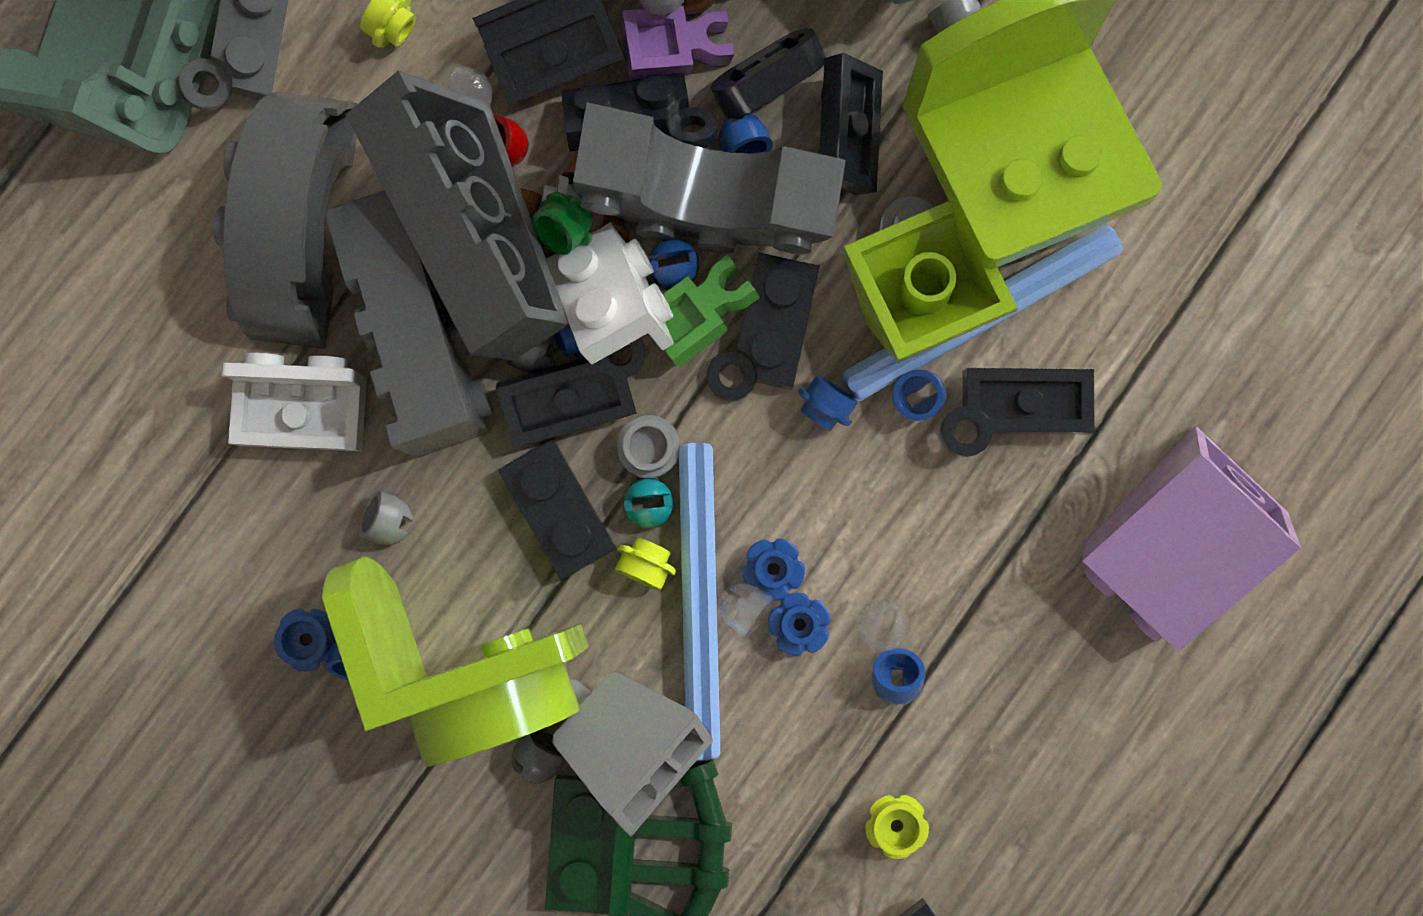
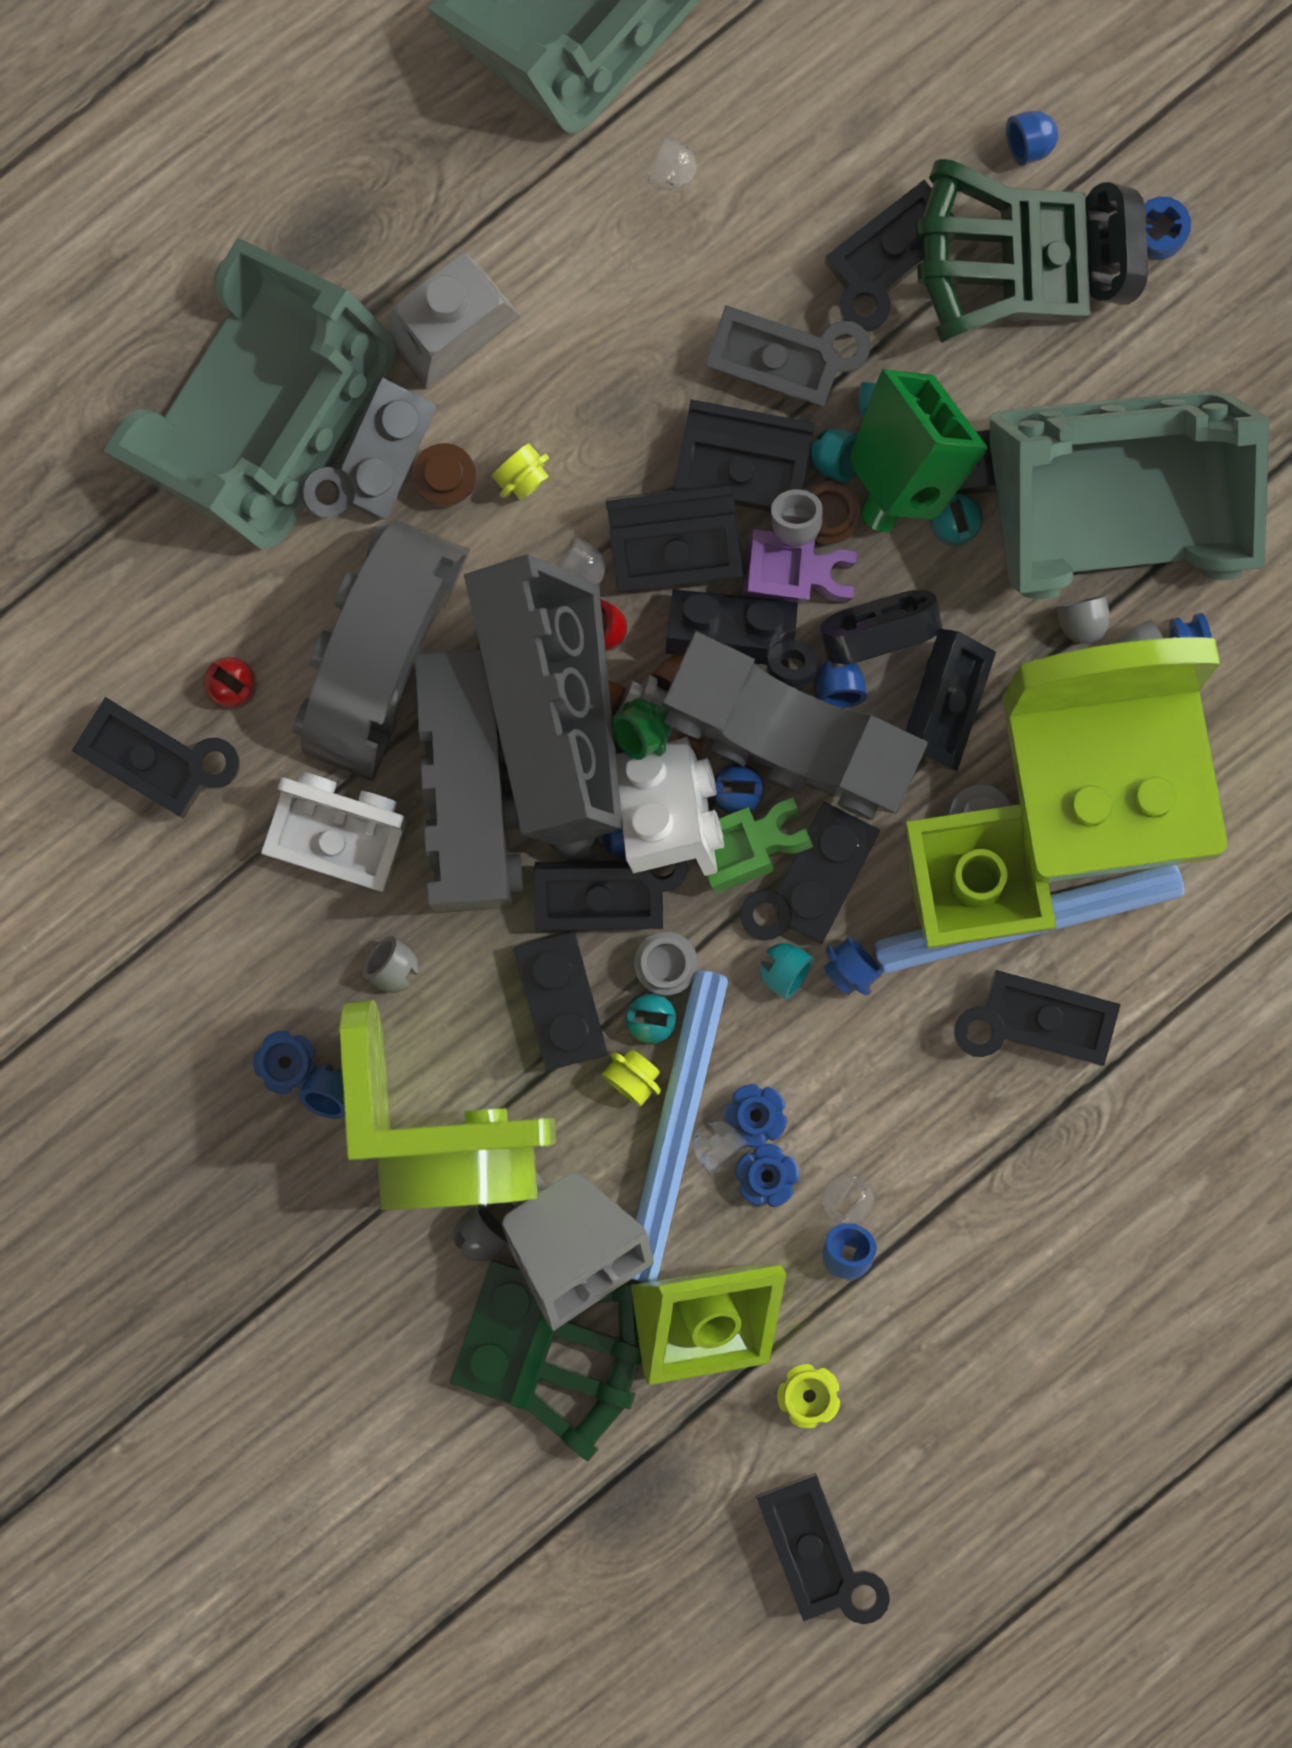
camera: 20 degrees right, 0 degrees up
(100, 381) = (152, 759): none -> black hinge
(155, 302) = (221, 693): none -> red hinge
(316, 40) = (444, 475): none -> reddish brown plate
(767, 422) = (788, 971): none -> teal hinge
(779, 781) = (707, 1321): none -> lime slope
(913, 382) = (943, 969): blue hinge -> none
(1189, 542) = (1166, 1194): lavender slope -> none

